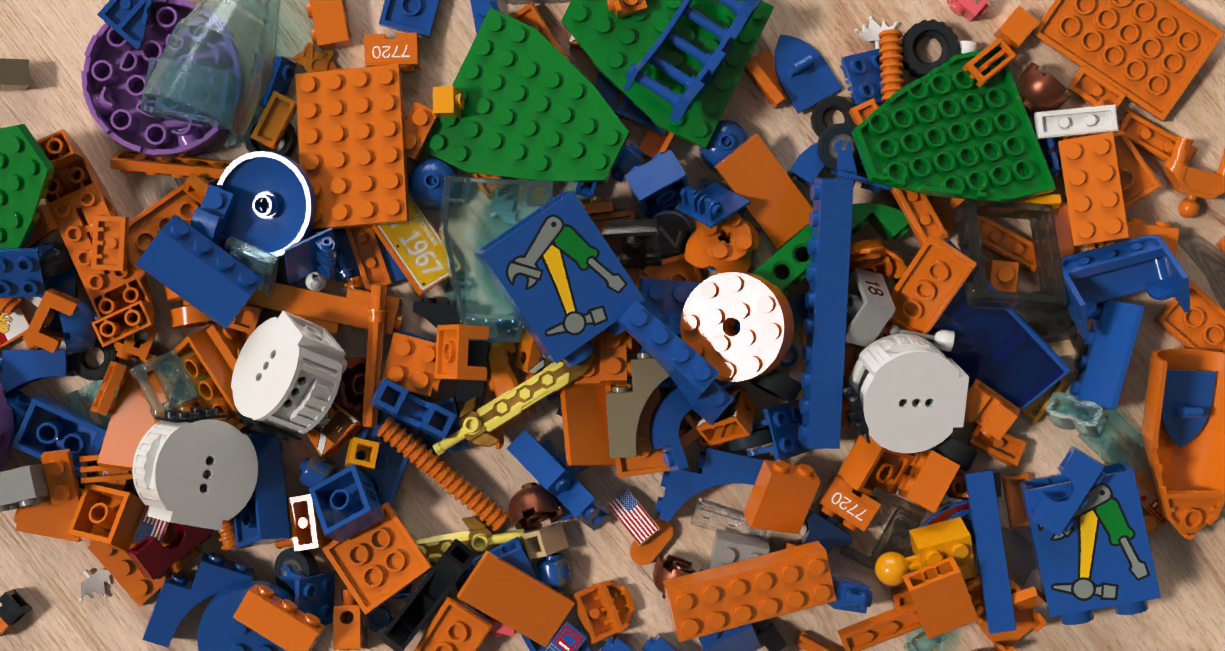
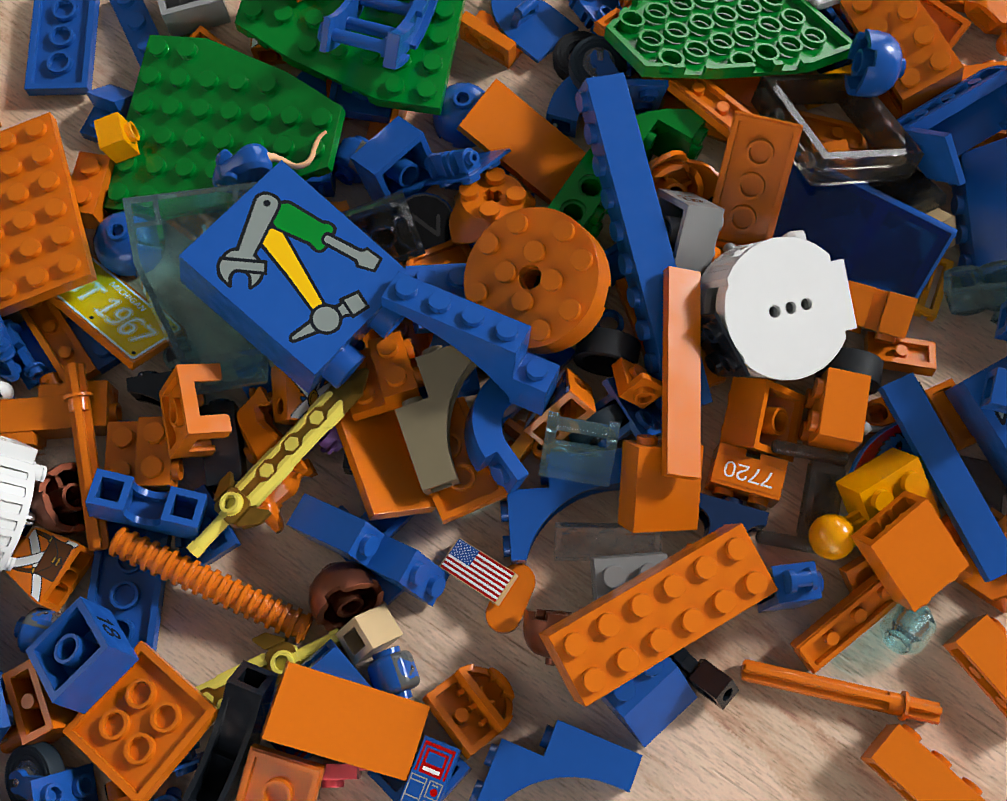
camera: 15 degrees left, 15 degrees down
(369, 450) = (94, 576): light orange plate -> none
(401, 50) = (58, 100): orange brick -> none
(442, 60) = (106, 101): none -> blue slope
(549, 165) = (252, 163): none -> blue animal
(727, 463) = (577, 460): none -> clear light blue plate
(785, 419) = (635, 383): none -> orange bracket
(821, 425) = (681, 374): none -> orange tile
(1059, 215) = (875, 64): none -> blue cylinder

